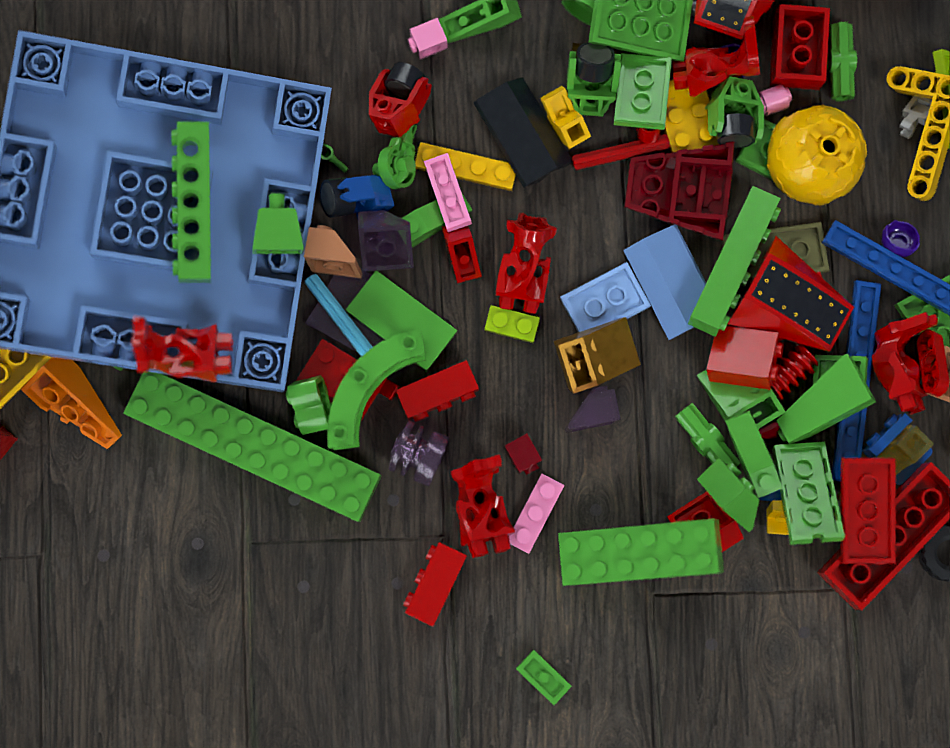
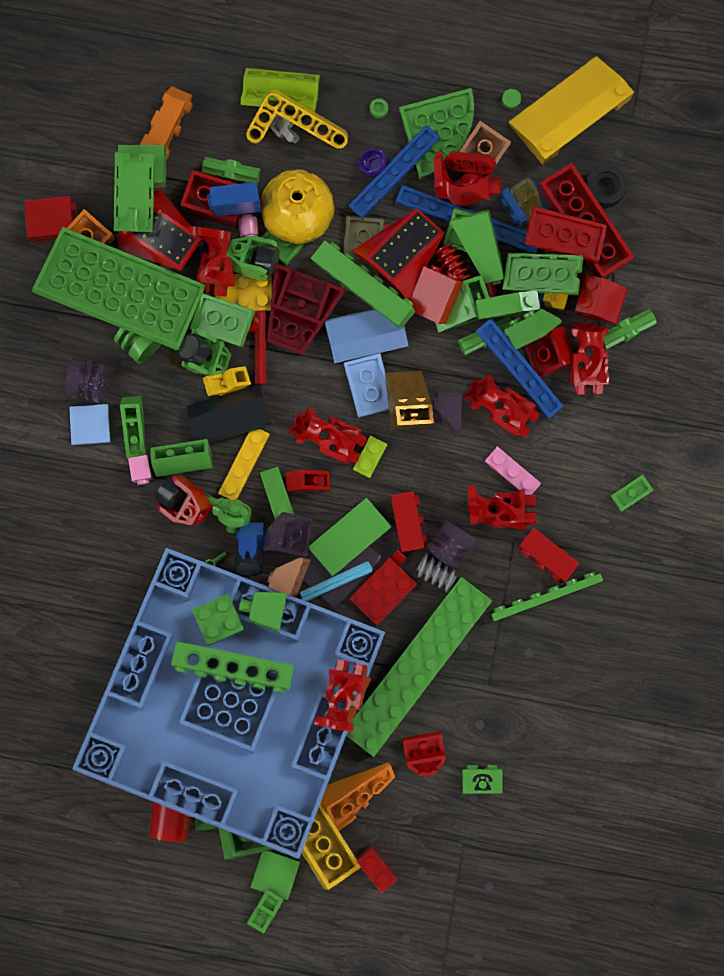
camera: 70 degrees left, 0 degrees up
(125, 560) = (481, 780): none -> bright green brick
(144, 479) = (424, 753): none -> red slope
(251, 171) = (218, 619): none -> bright green plate
(310, 403) = (398, 616): bright green brick -> none
(364, 379) = (391, 572): bright green fence -> none
(379, 442) = (436, 573): none -> light grey piece
(387, 602) = (554, 592): none -> bright green plate
(447, 192) = (263, 480): bright pink plate -> none
(453, 84) = (181, 457): none -> bright green brick
(523, 454) = (468, 470): dark red brick -> none
(628, 453) = (517, 411): none -> red hips
(641, 552) = (560, 402): bright green brick -> none
(683, 476) = (519, 368): none -> blue plate
(739, 578) = (595, 366): none -> red hips
(762, 624) = (629, 328): none -> bright green piece
(792, 579) = (601, 300): none -> red slope
(804, 66) = (234, 199): none -> blue brick

